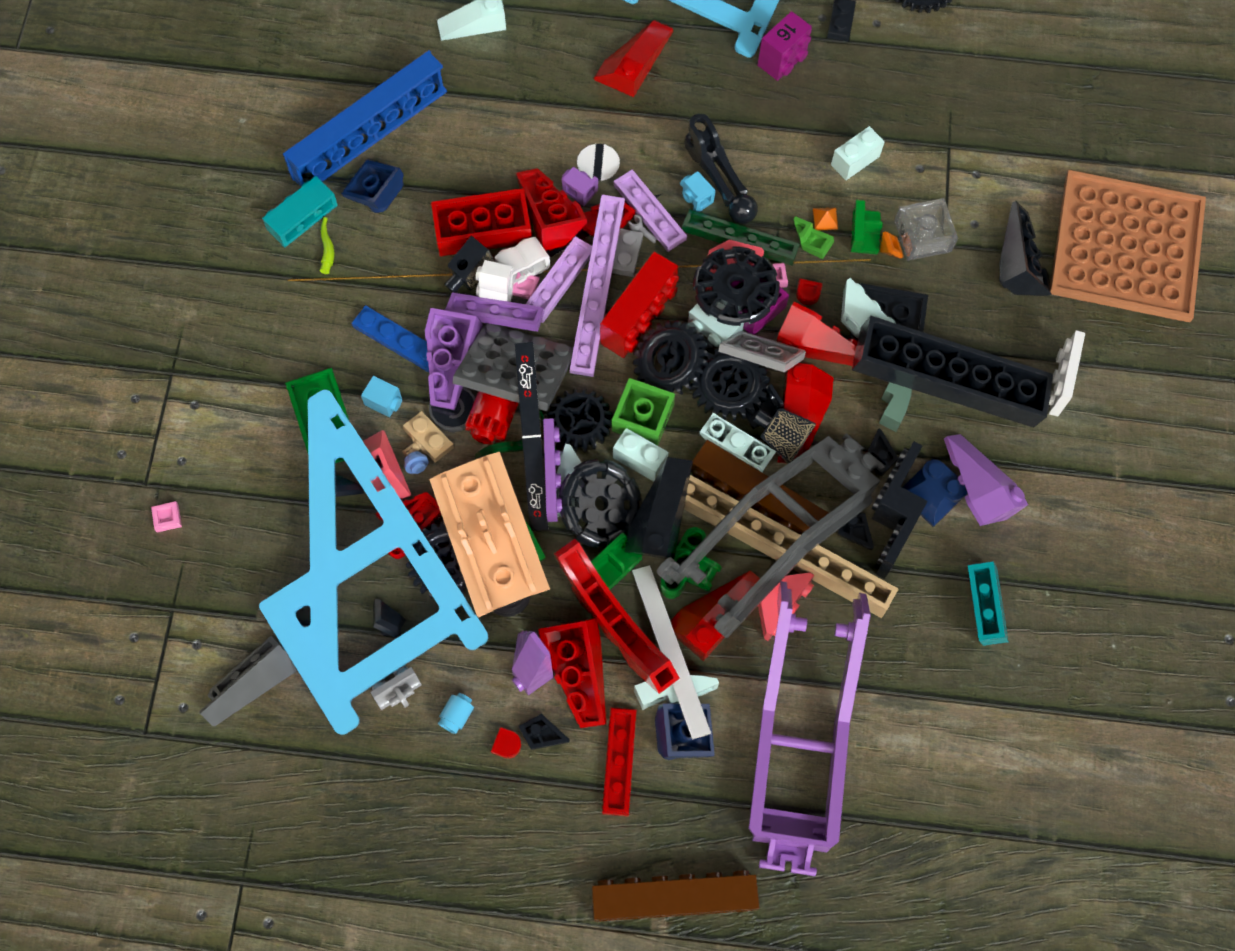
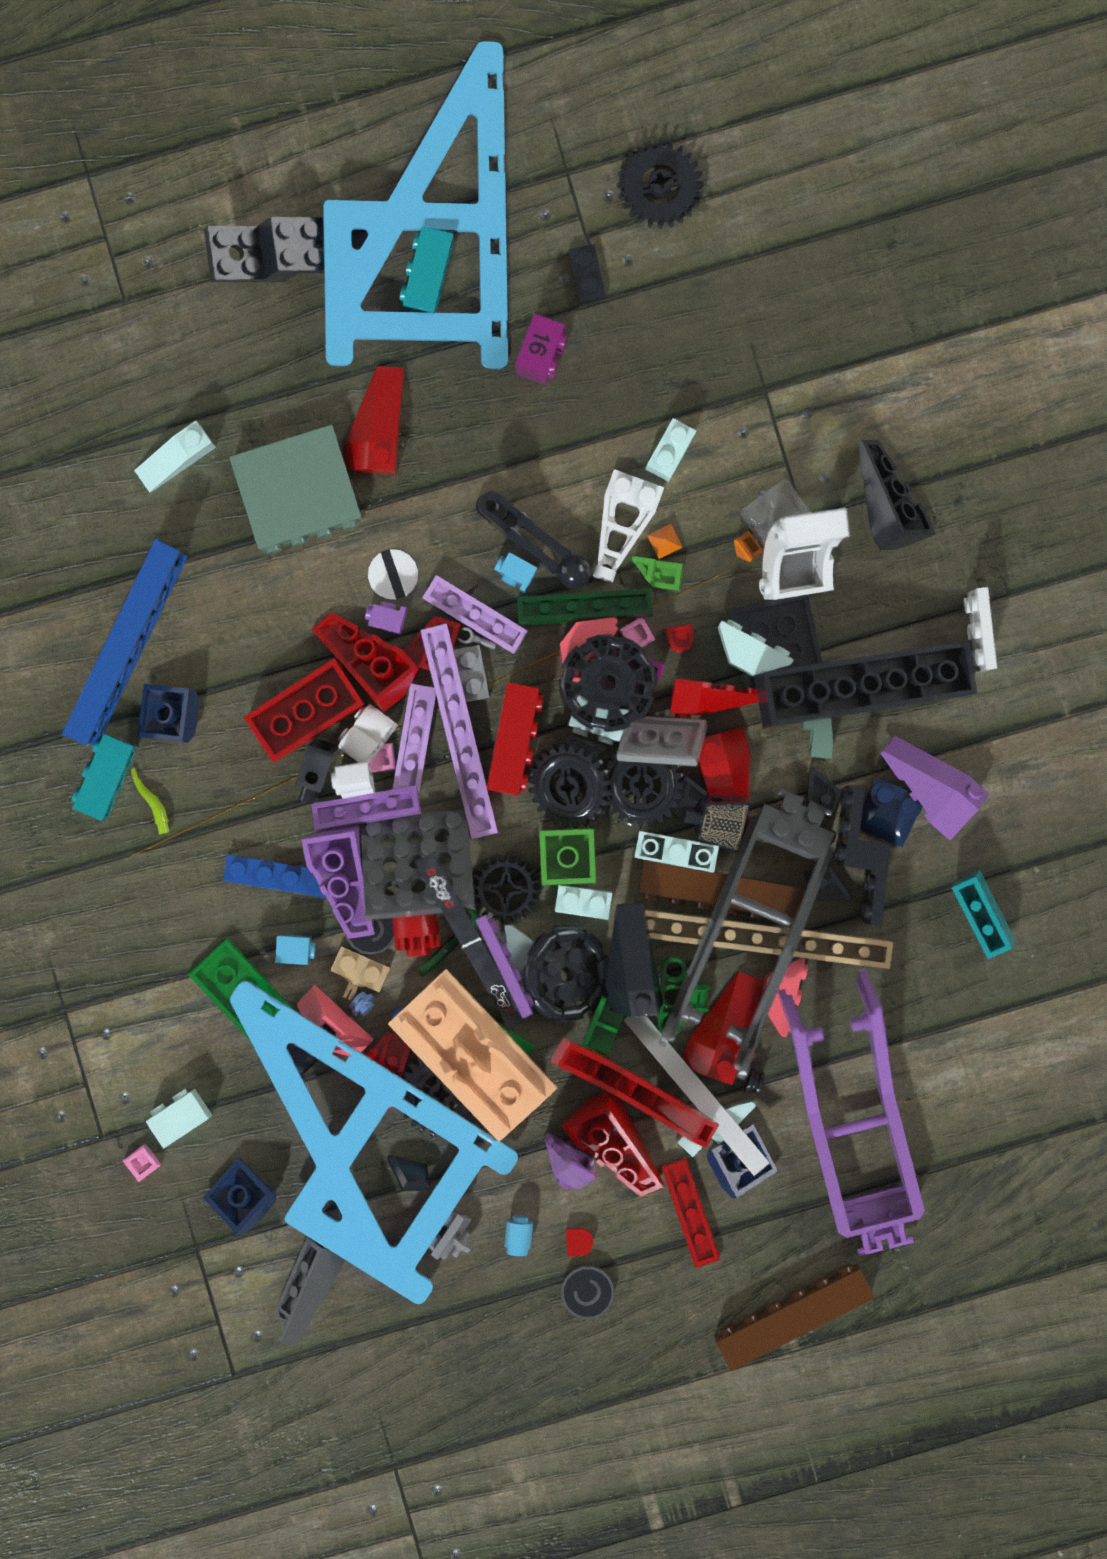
camera: 25 degrees left, 20 degrees up
(216, 489) = (179, 1117): none -> light aqua brick
(233, 577) = (240, 1197): none -> dark blue slope
(494, 793) = (587, 1292): none -> black tile
(542, 733) = (607, 1218): black piece -> none
(552, 73) = (296, 489): none -> sand green panel
(725, 667) = (754, 1082): none -> black bush
(812, 173) = (633, 492): none -> white plate
(865, 229) = (713, 538): green panel -> none
(936, 248) = (800, 556): none -> white window
(1128, 246) = (997, 438): nougat plate -> none

